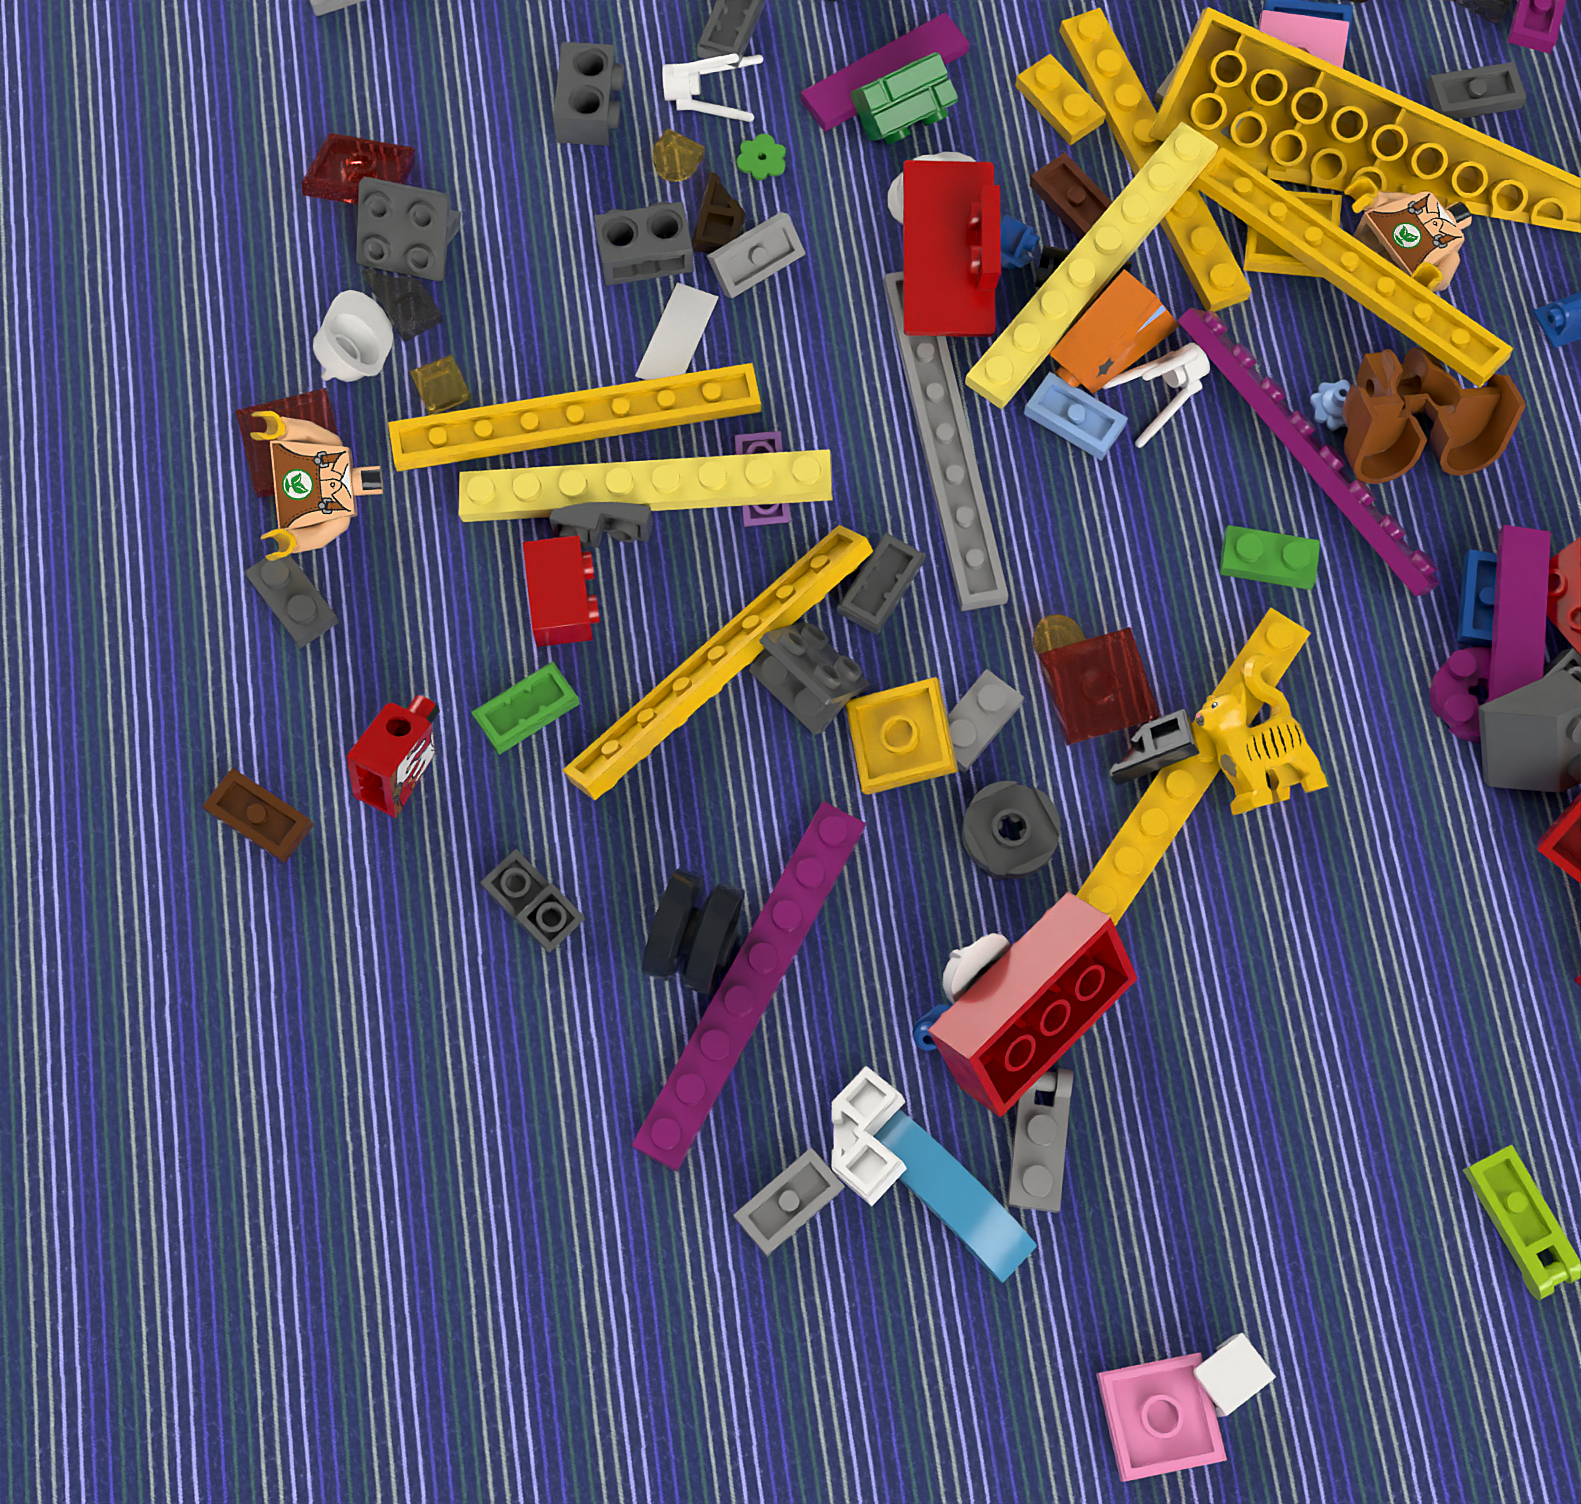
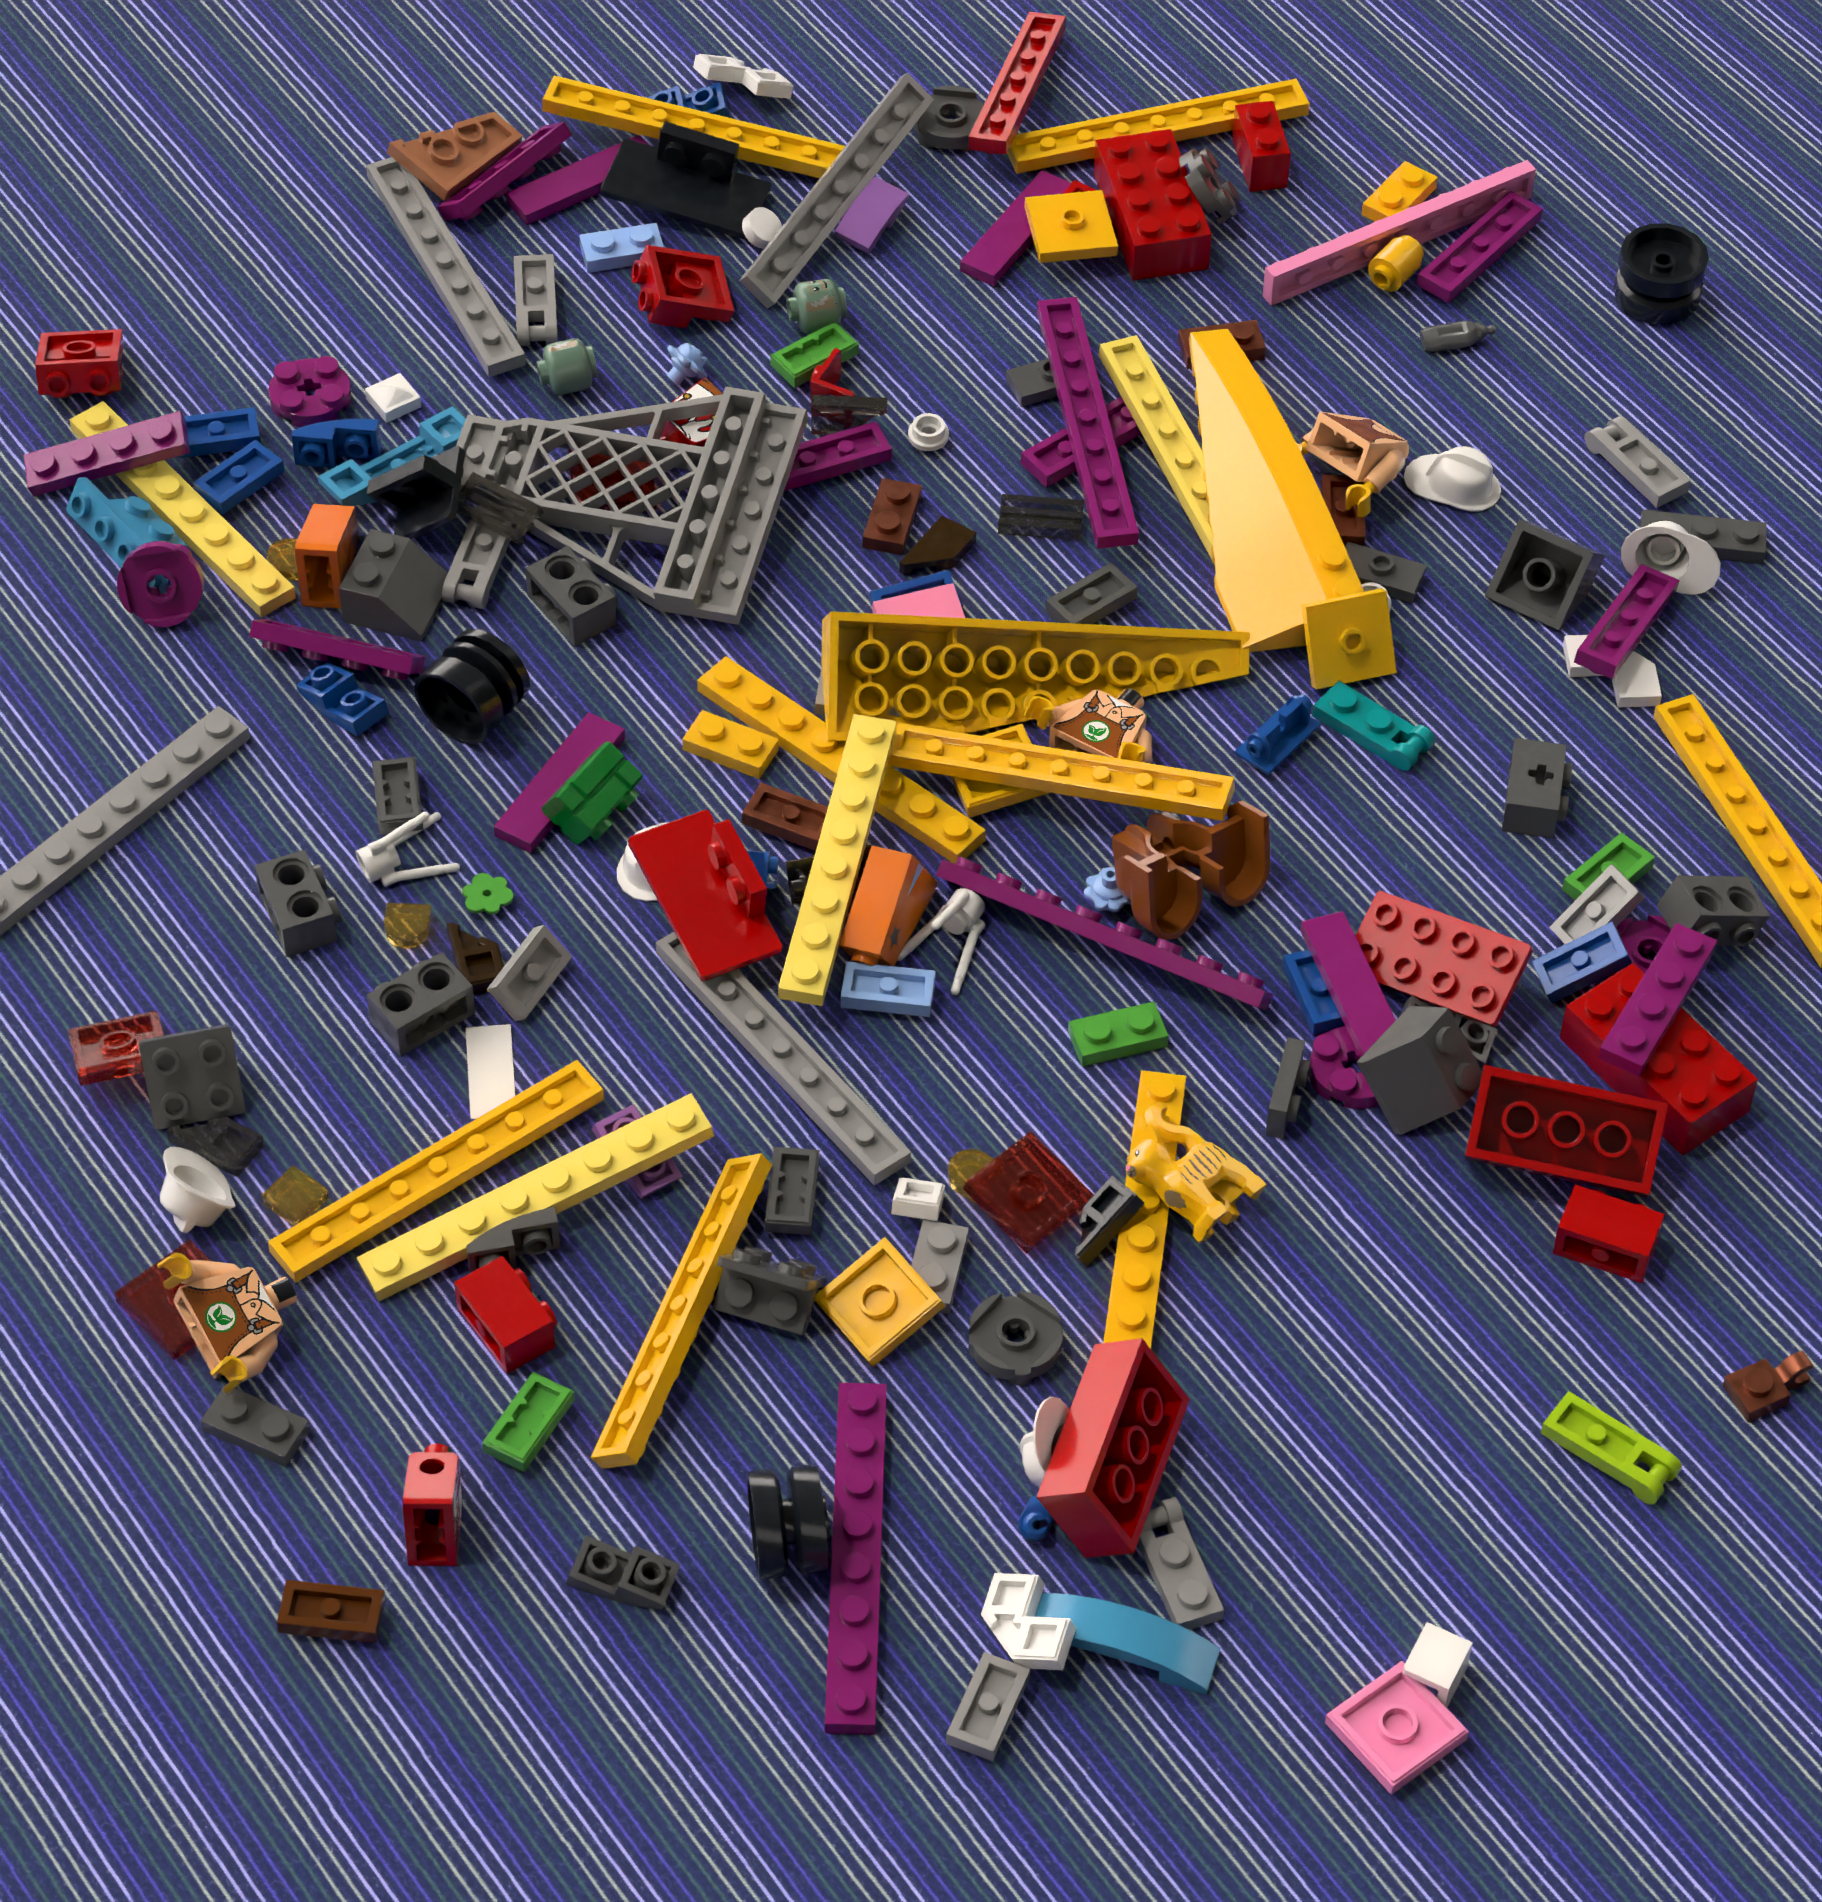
camera: 25 degrees left, 20 degrees down
(992, 646) = (918, 1199): none -> white tile
(1390, 705) = (1284, 1103): none -> dark grey plate

